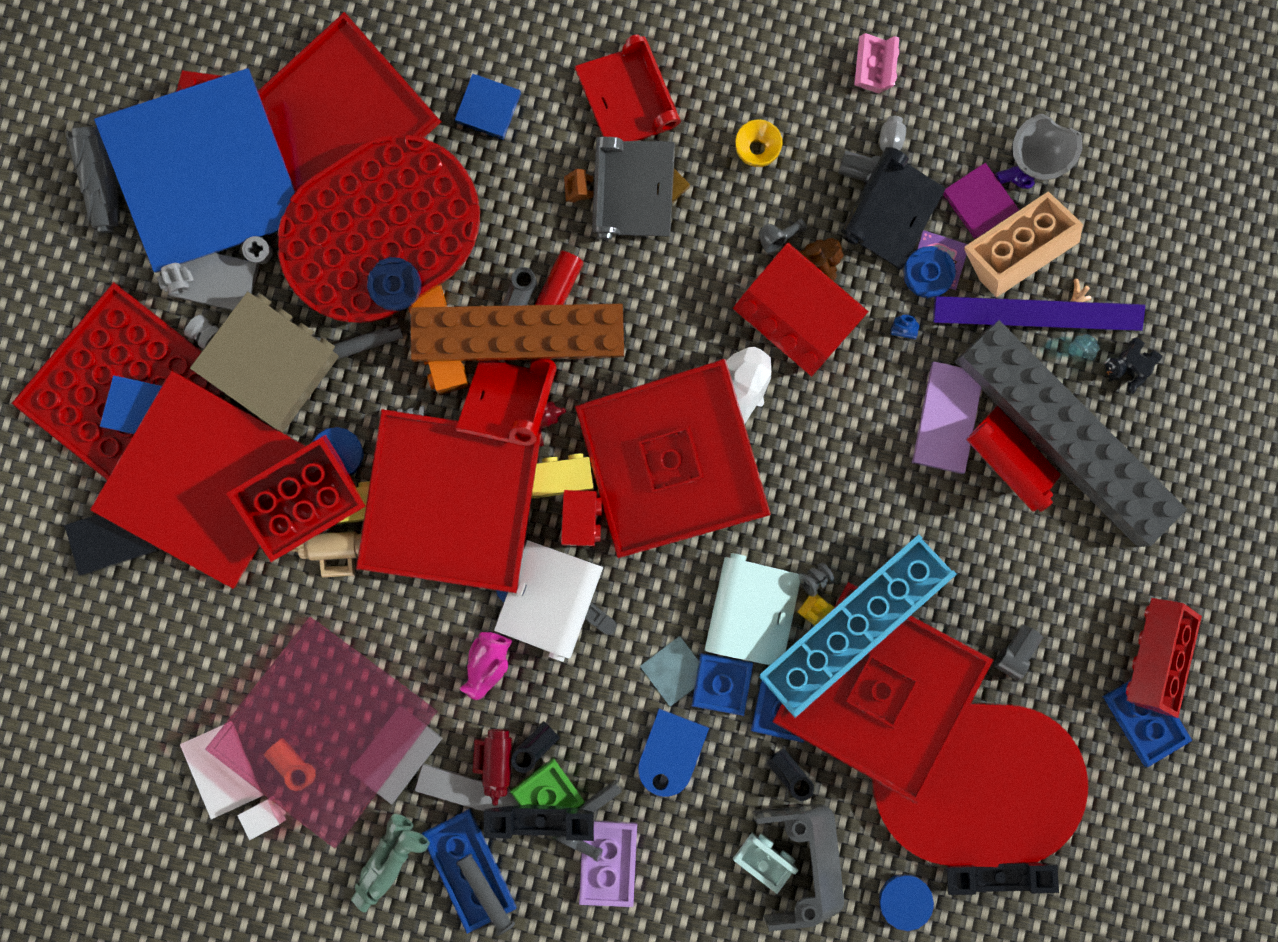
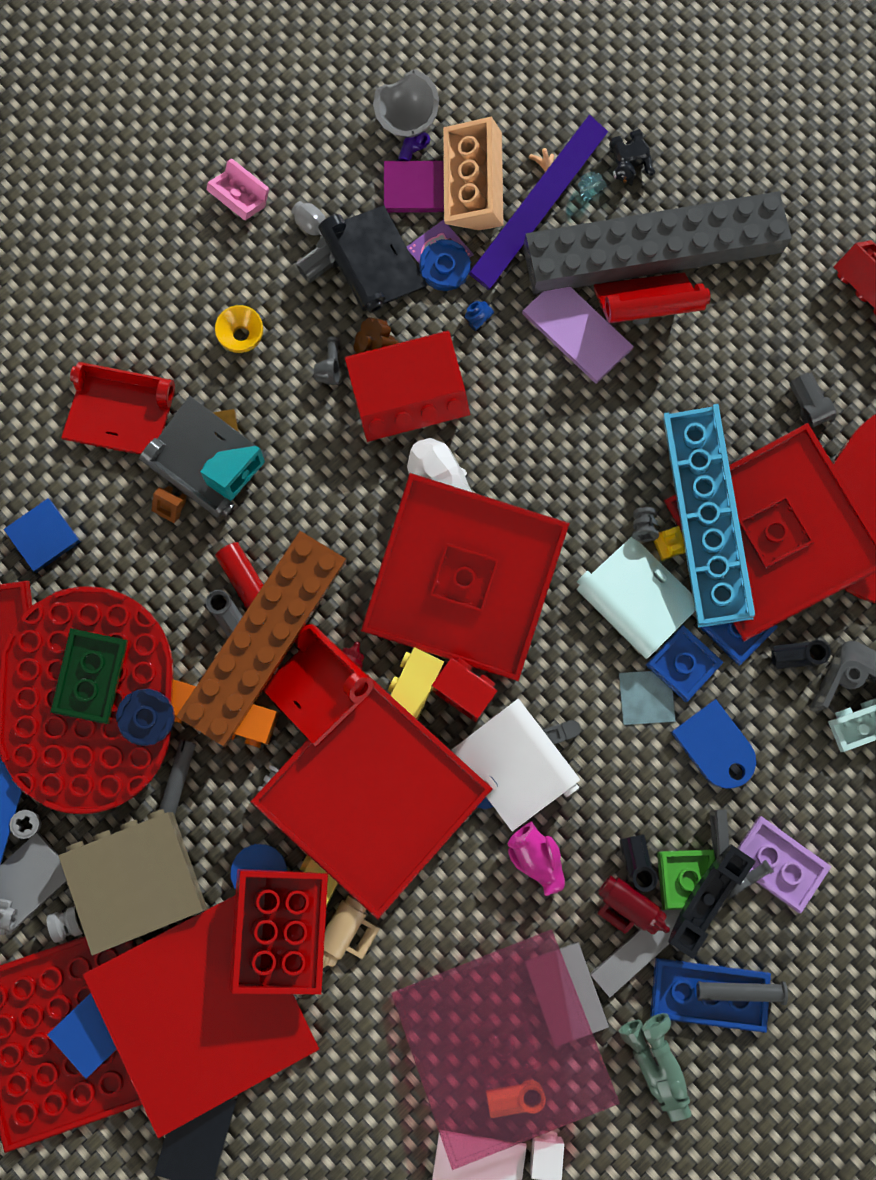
camera: 50 degrees left, 5 degrees down
(396, 219) = (89, 676): none -> dark green tile
(636, 217) = (232, 470): none -> teal slope

